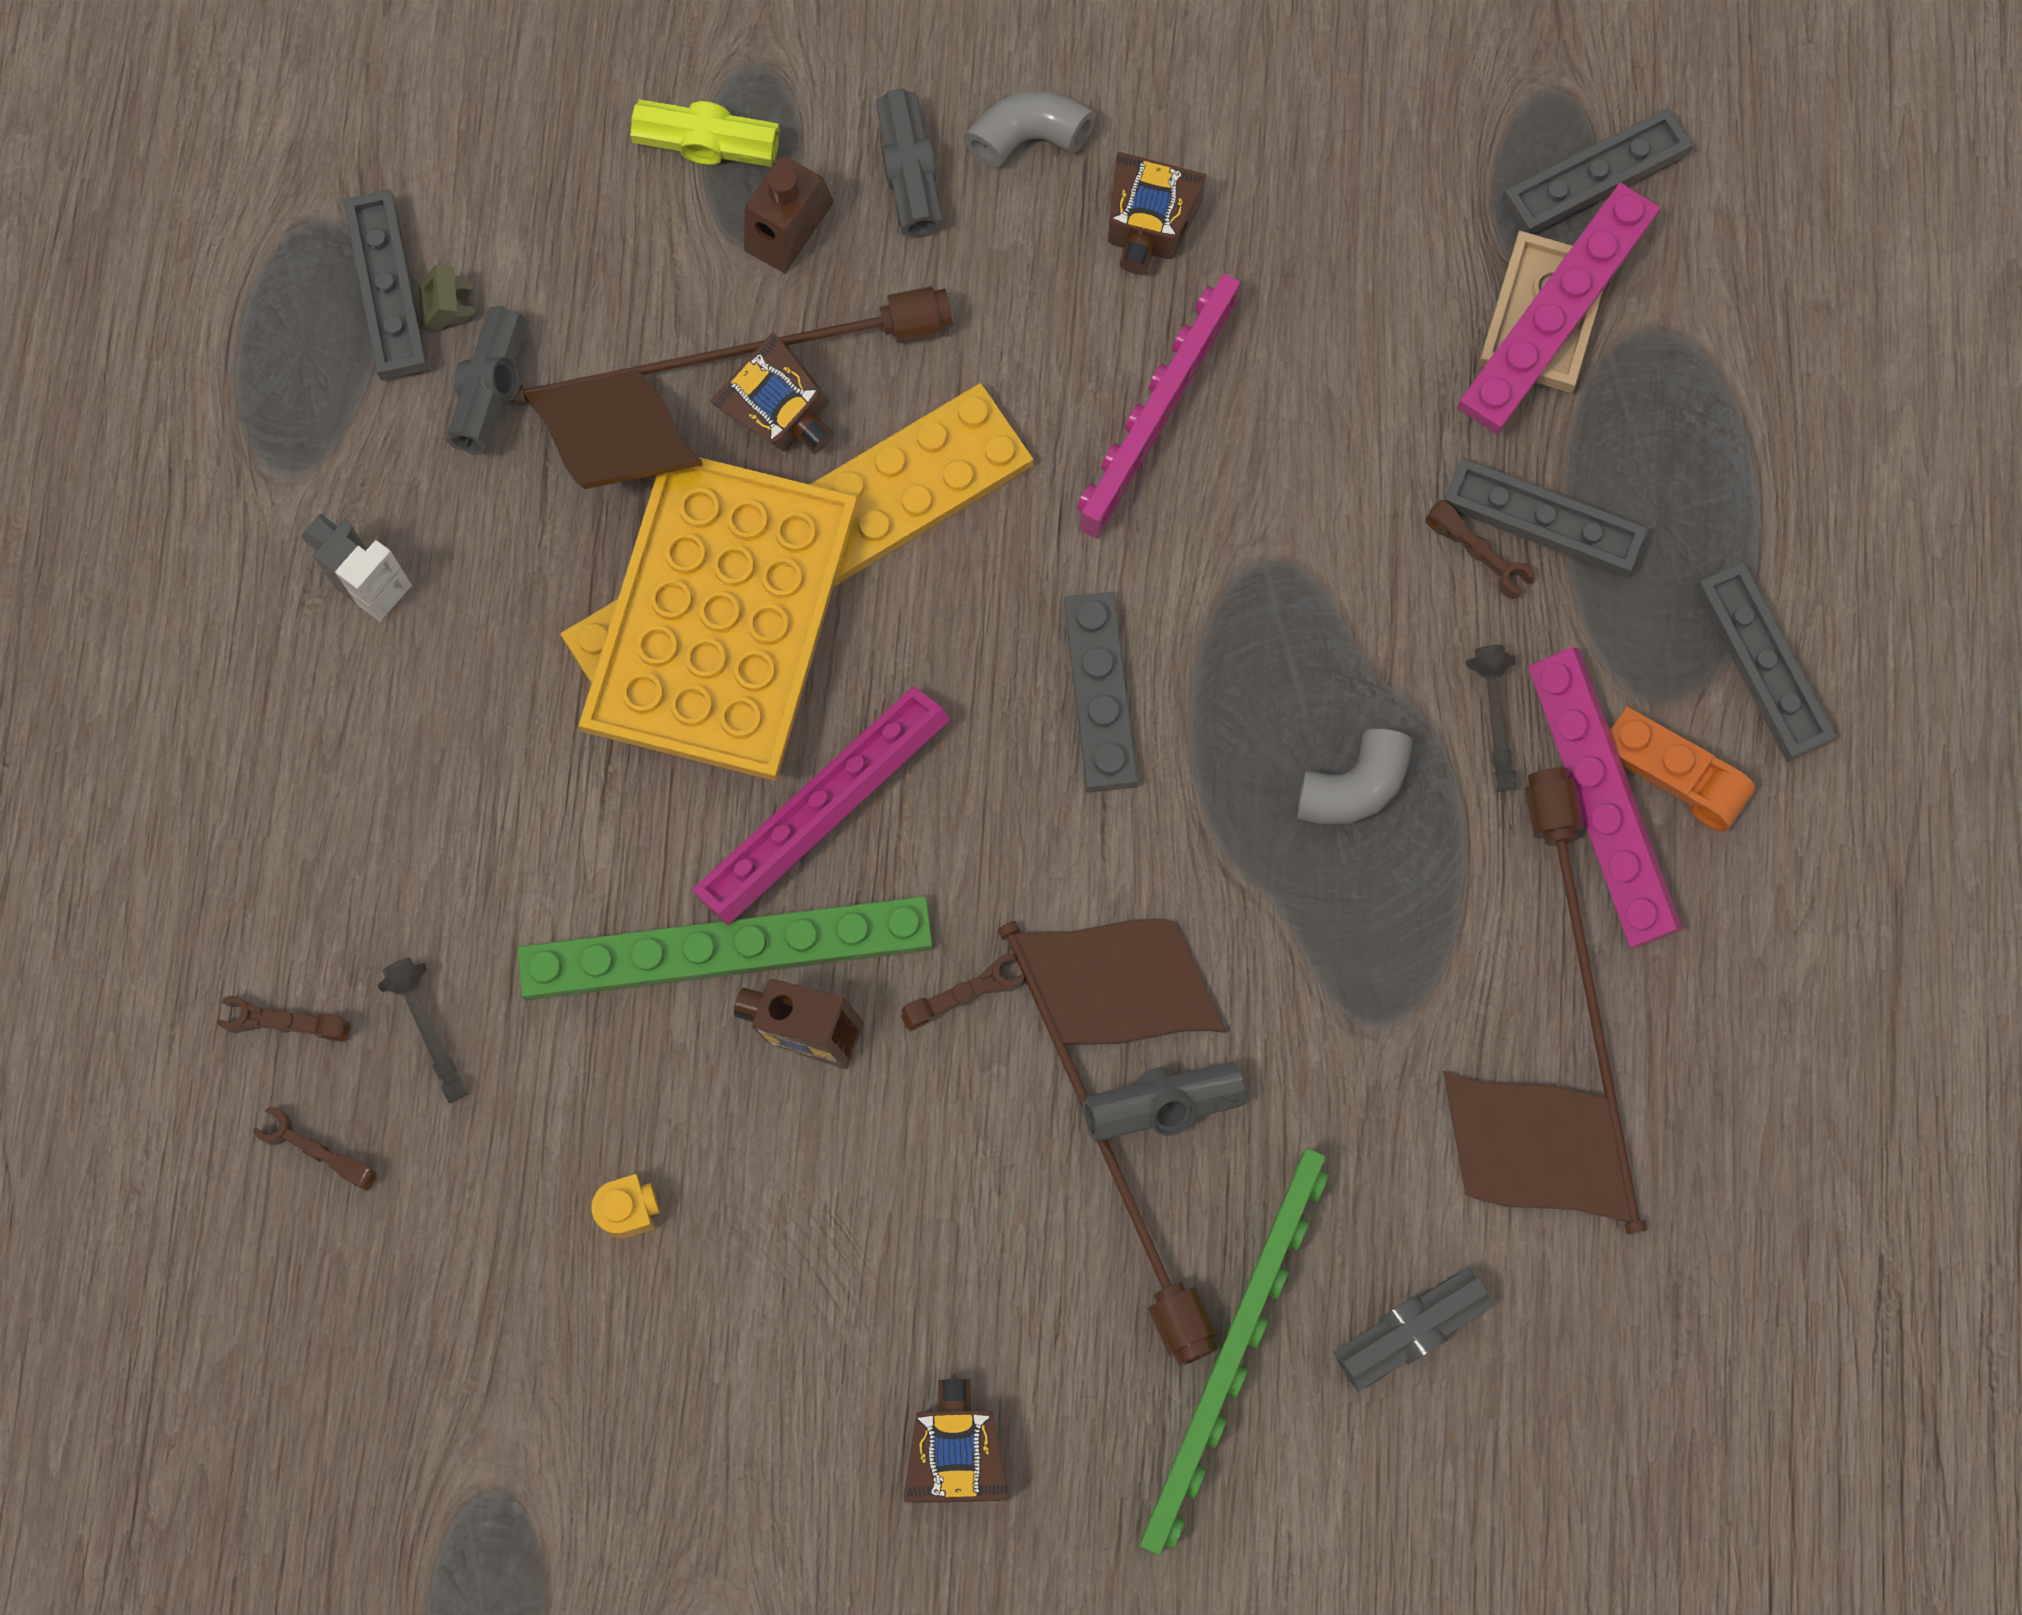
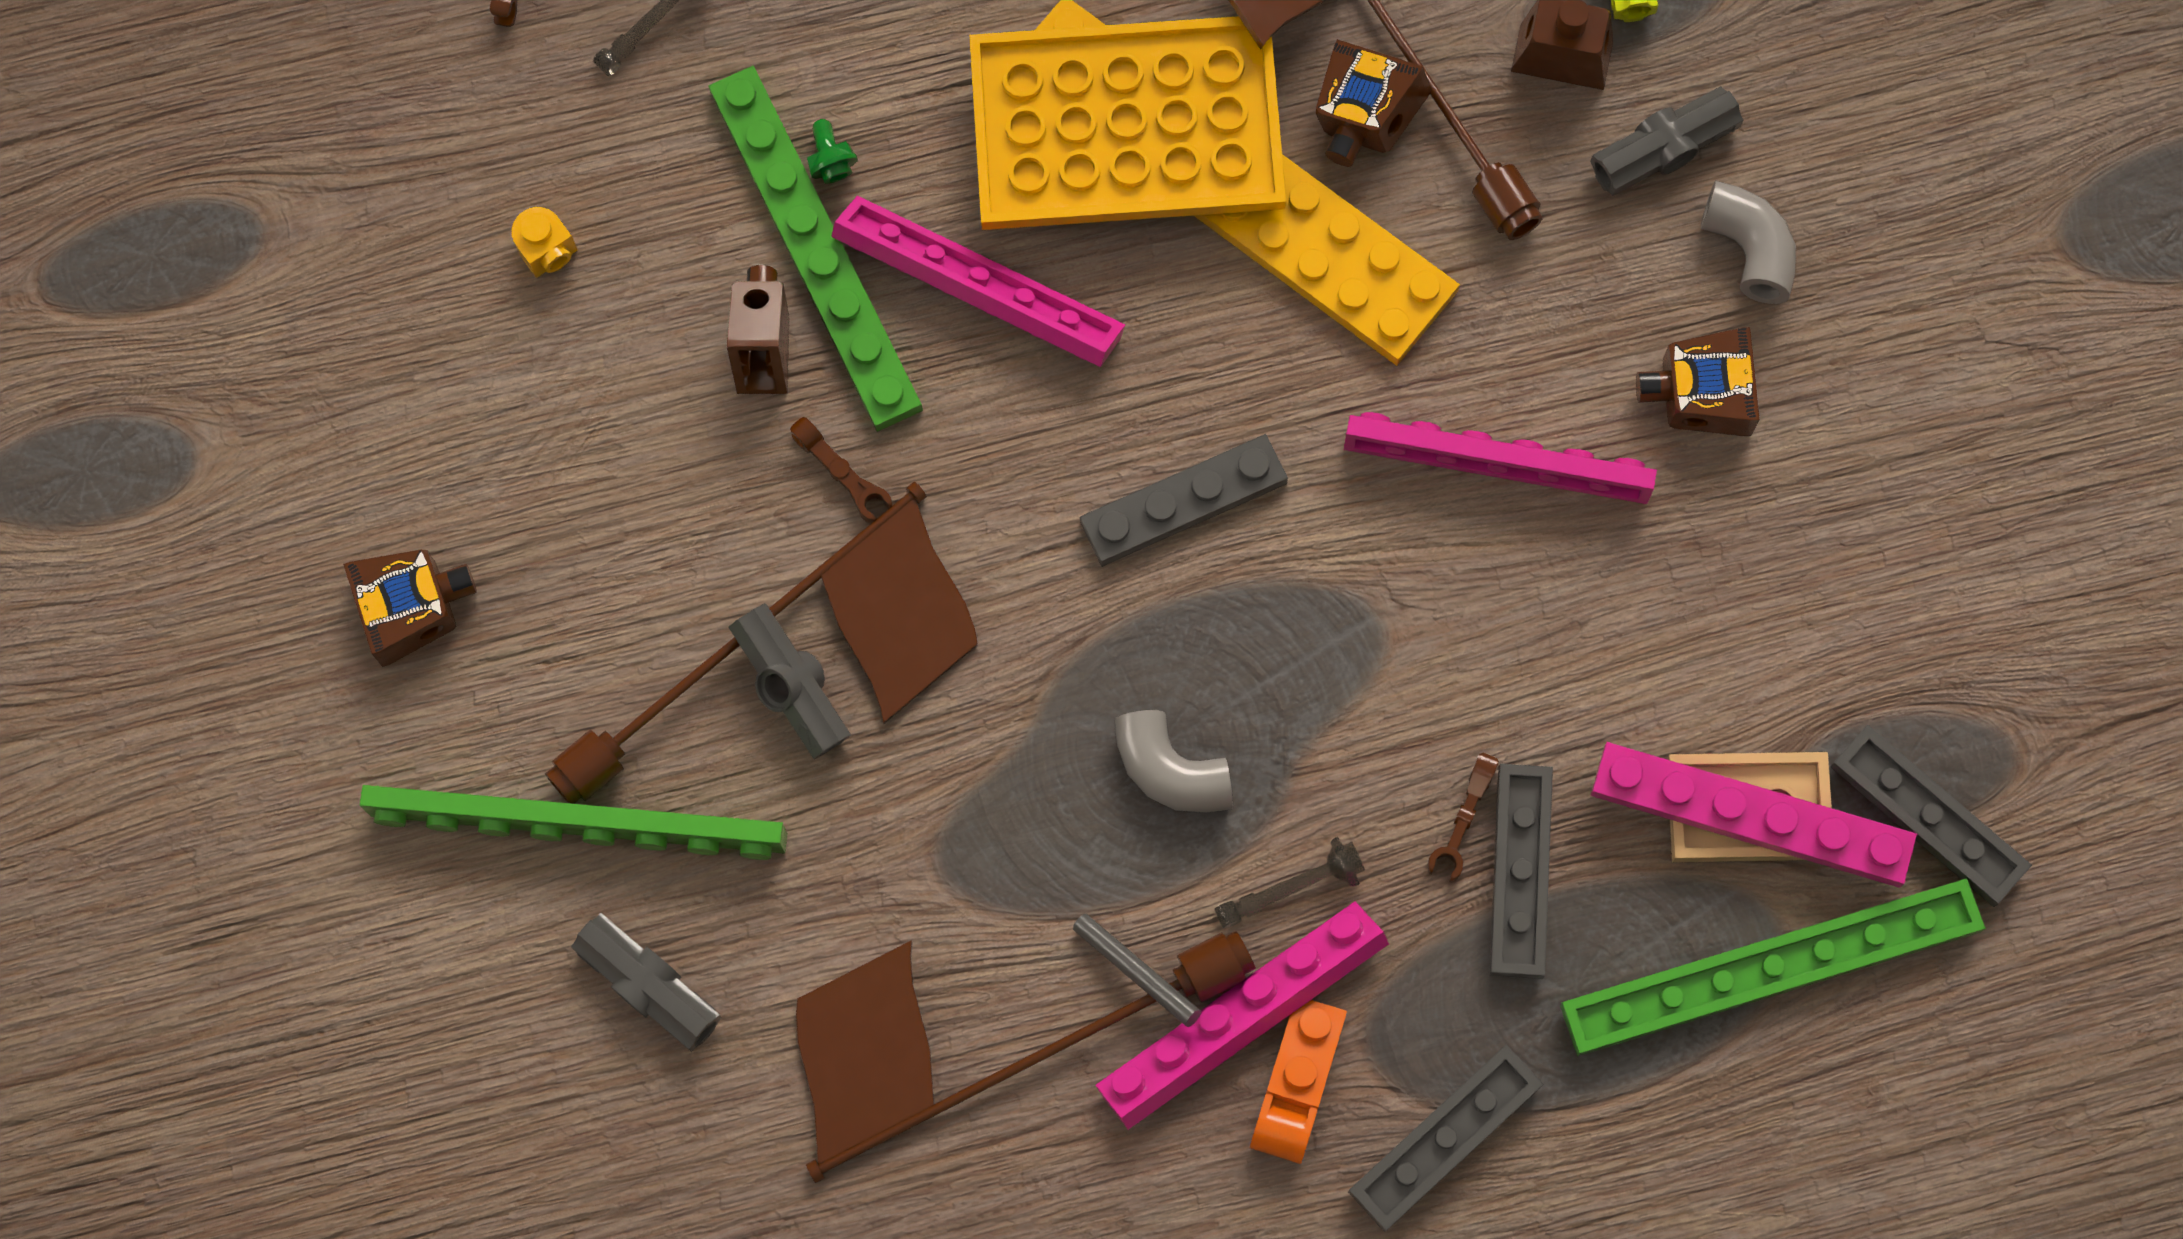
camera: 75 degrees right, 0 degrees up
(648, 902) = (832, 160): none -> green plate
(1538, 873) = (1137, 970): none -> dark grey bar
(1692, 347) = (1772, 967): none -> bright green plate

